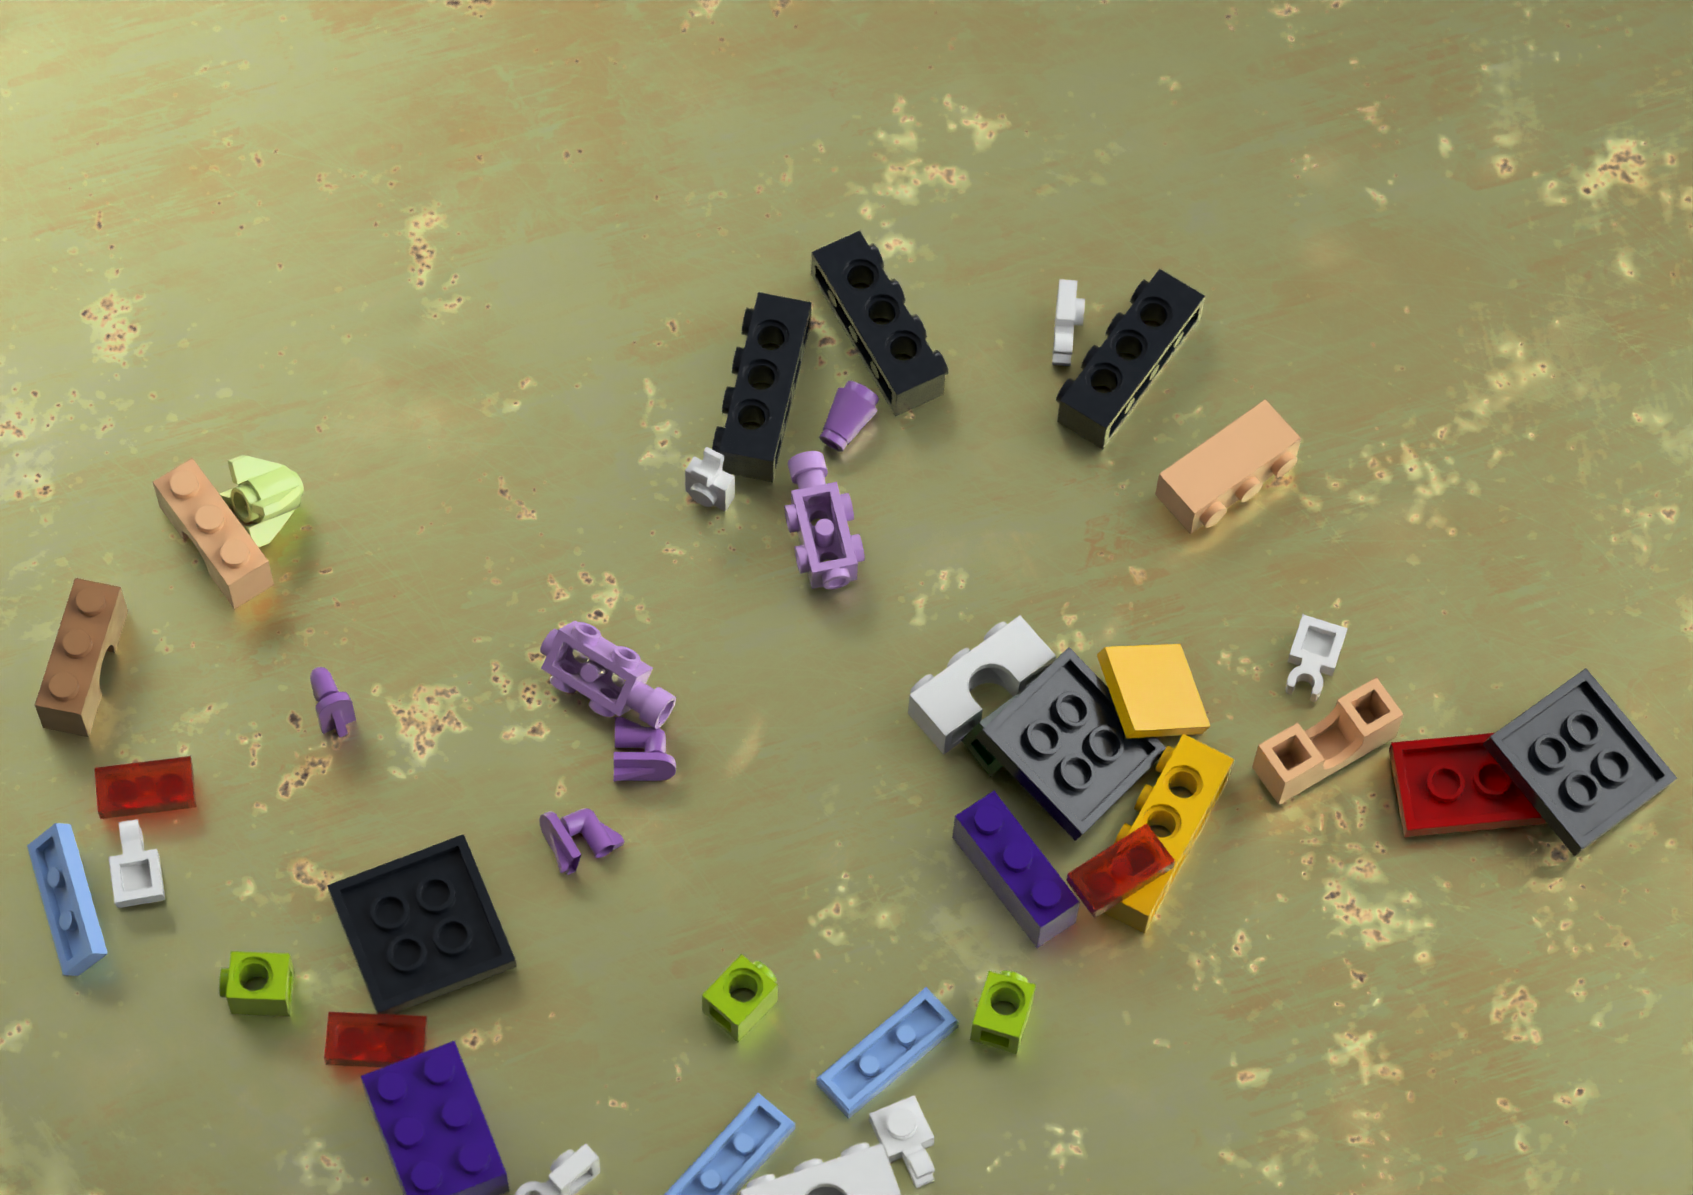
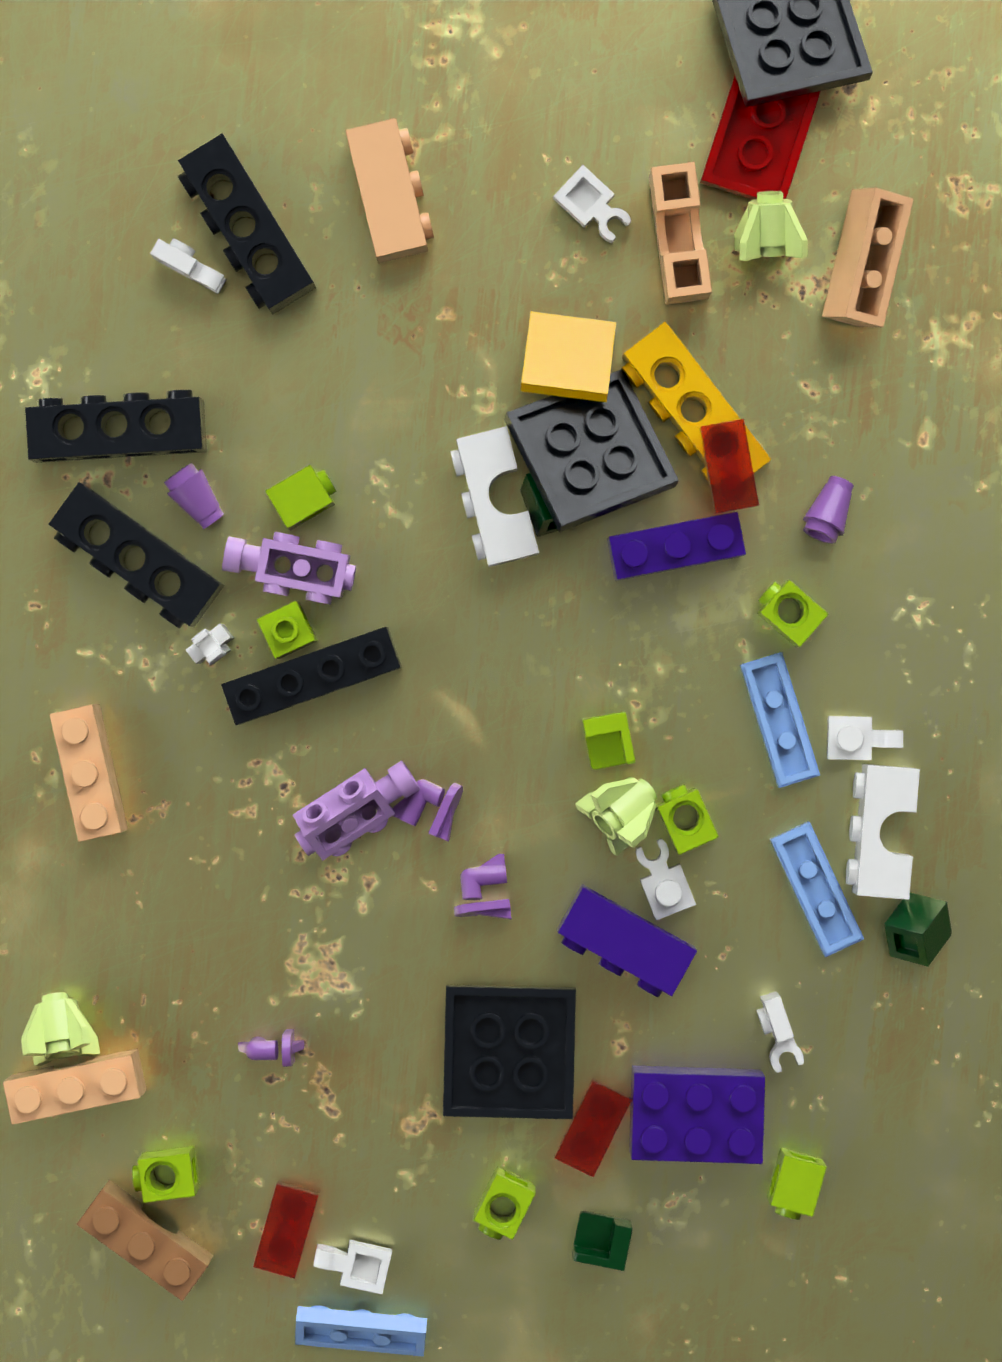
camera: 65 degrees left, 25 degrees up
(161, 670) = (182, 1162): none -> lime brick
(260, 1101) = (602, 1240): none -> dark green panel
(532, 425) = (88, 772): none -> light nougat brick
(586, 990) = (625, 942): none -> dark purple brick
(663, 1011) = (665, 887): none -> white plate
(721, 926) = (621, 811): none -> yellowish green brick
(722, 585) = (311, 676): none -> black brick
(756, 545) = (287, 630): none -> lime brick
(790, 890) = (608, 740): none -> lime panel
(893, 508) = (302, 496): none -> lime brick
(1125, 1006) = (829, 511): none -> medium lavender cone
(1377, 820) = (770, 229): none -> yellowish green brick
(1398, 927) = (867, 257): none -> light nougat brick

